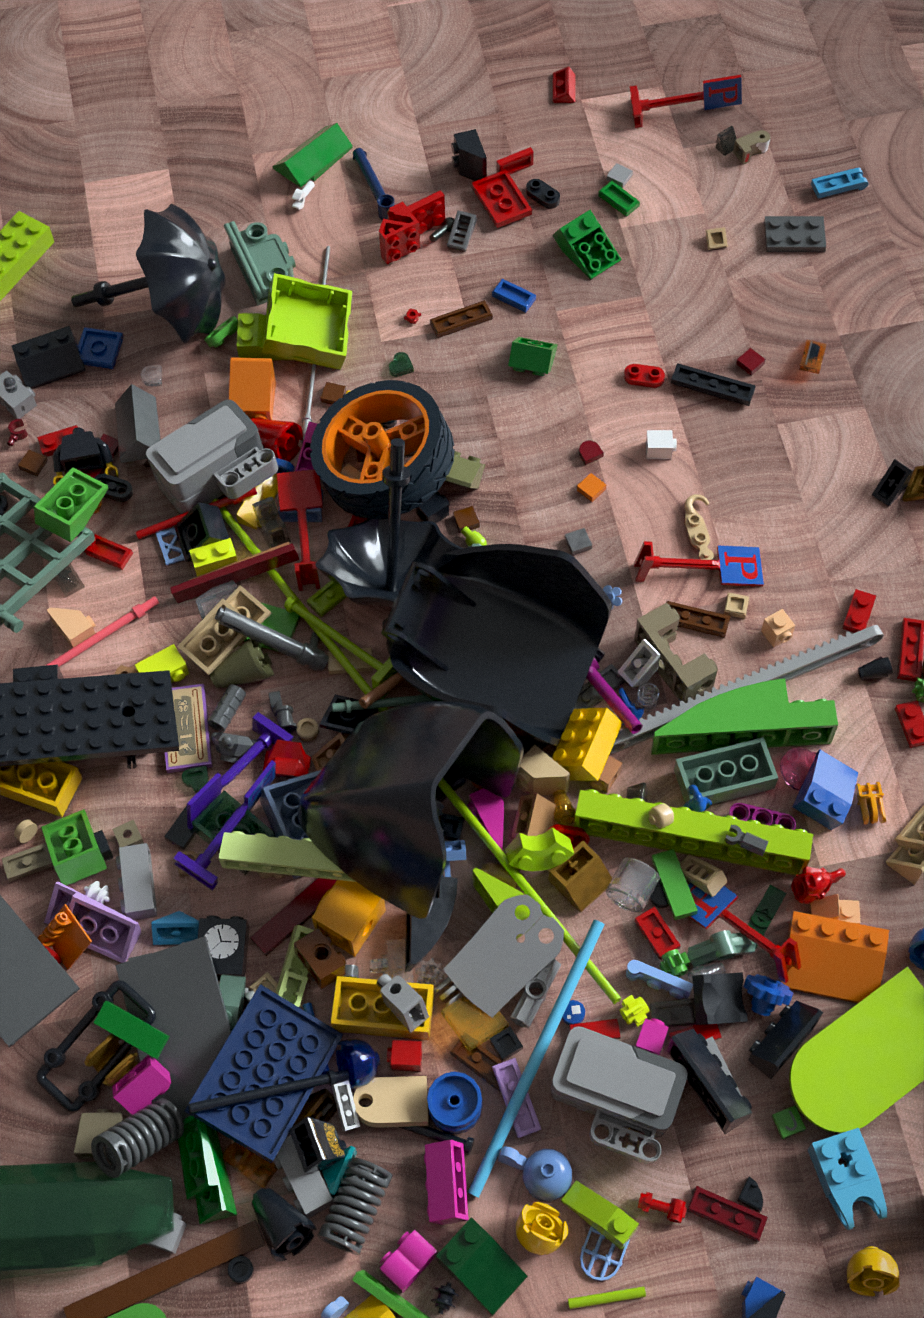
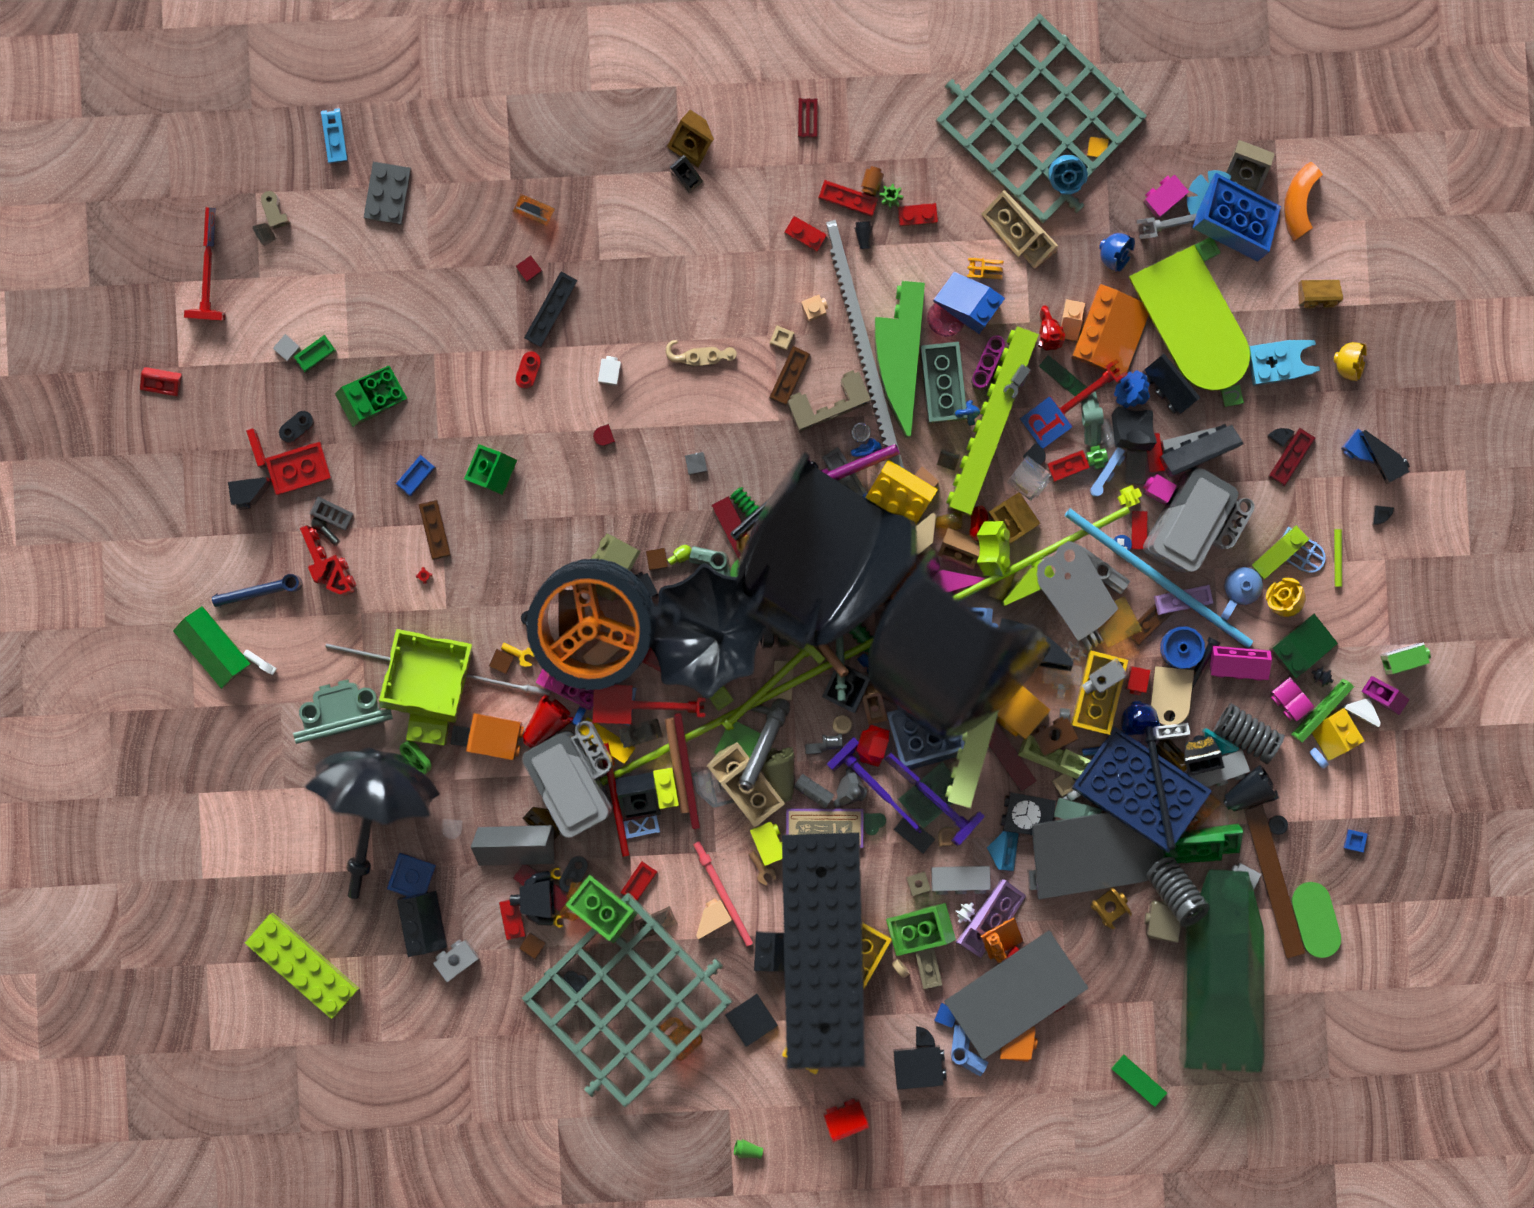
camera: 80 degrees left, 25 degrees up
(16, 435) = (501, 961): dark red piece -> none
(56, 1056) = (1066, 912): black bar -> none
(103, 845) = (924, 904): black tile -> none
(131, 1029) = (1095, 889): green tile -> none
(142, 1085) = (1135, 886): dark pink brick -> none
(400, 365) = (478, 593): clear green tile -> none
(506, 1043) = (1138, 600): black tile -> none
(591, 487) = (641, 441): orange tile -> none
(612, 594) = (757, 445): light blue plant -> none
(640, 664) = (836, 435): white slope -> none
(661, 816) = (983, 445): tan piece -> none
(674, 884) = (1031, 444): bright green tile -> none
(675, 1209) = (1284, 495): red bar -> none
(712, 883) = (1035, 414): tan slope -> none
(716, 238) = (380, 269): tan slope -> none
(735, 563) = (743, 329): piece -> none

